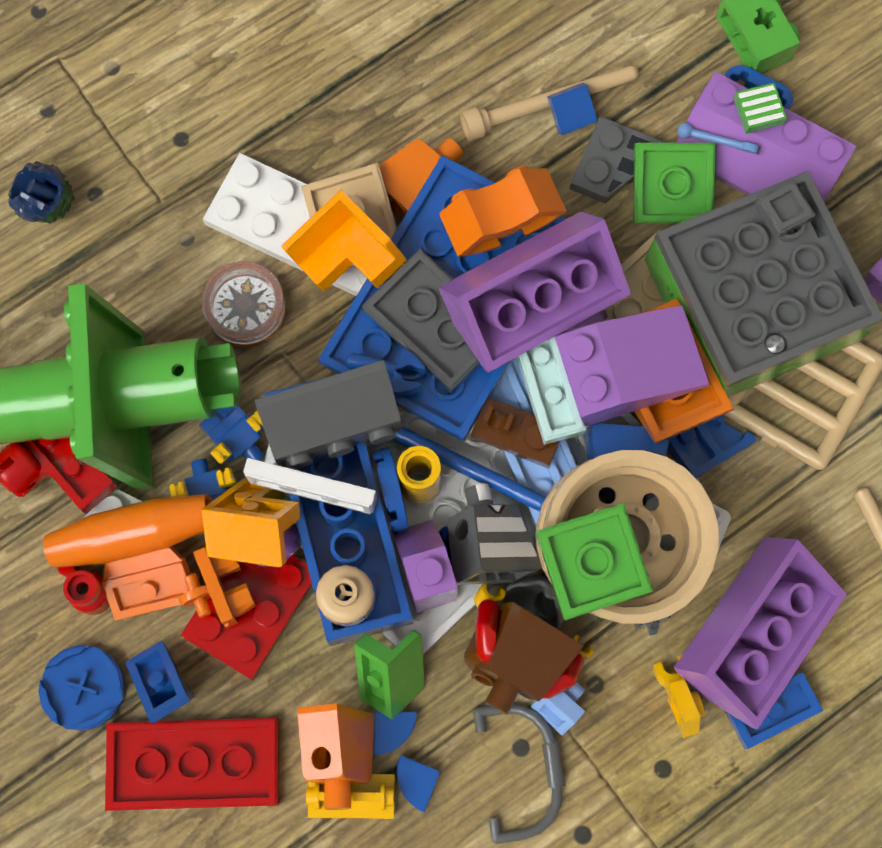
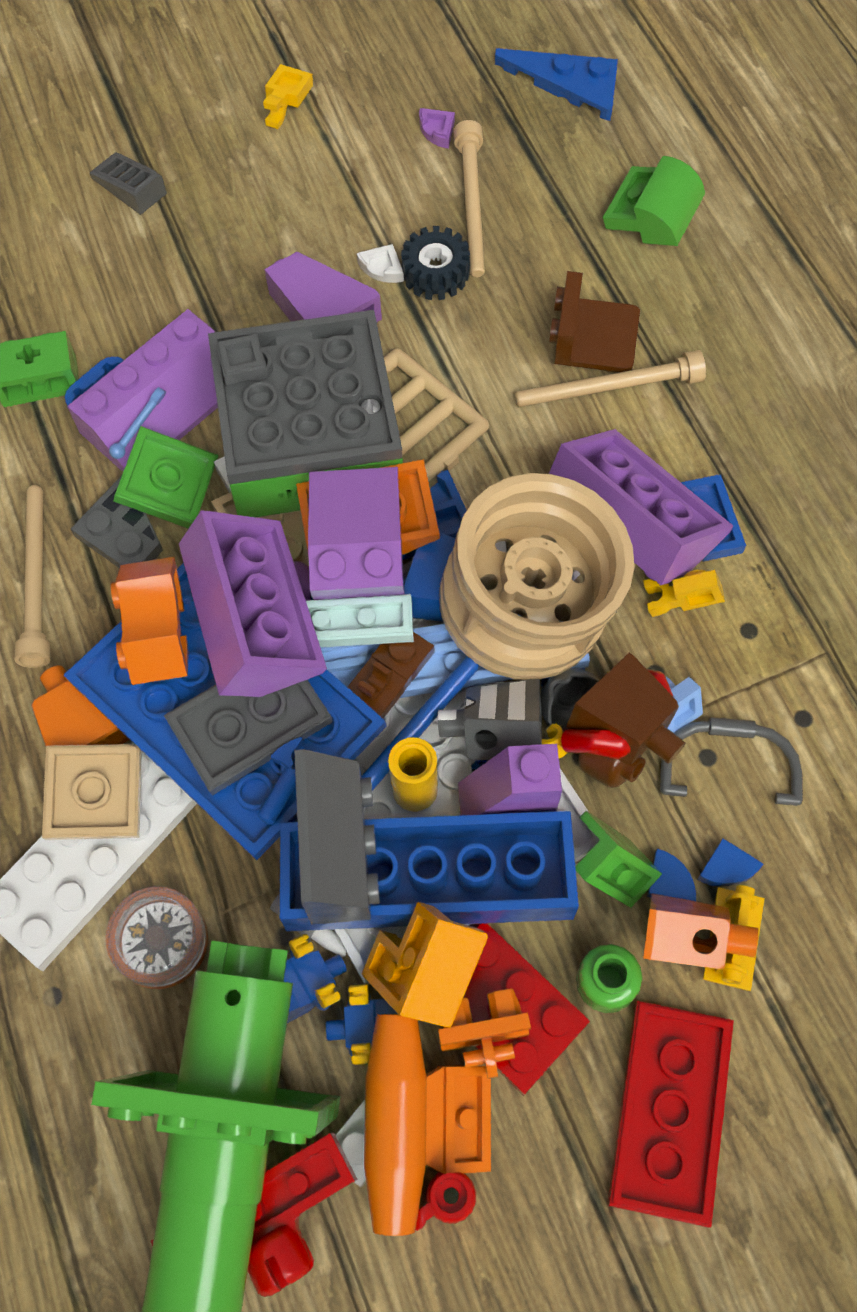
camera: 75 degrees left, 10 degrees down
(82, 688) = (561, 1231): blue tile -> none
(158, 682) = (577, 1126): blue slope -> none
(286, 686) = (609, 978): none -> bright green head
(310, 486) = (404, 882): white tile -> none
(339, 238) = (122, 792): light orange panel -> none
(350, 611) = (535, 882): tan head -> none
(391, 489) = (420, 802): blue tile -> none
(572, 108) = (52, 551): blue tile -> none
(593, 561) = (565, 591): bright green tile -> none
(759, 108) = (122, 372): bright green tile -> none

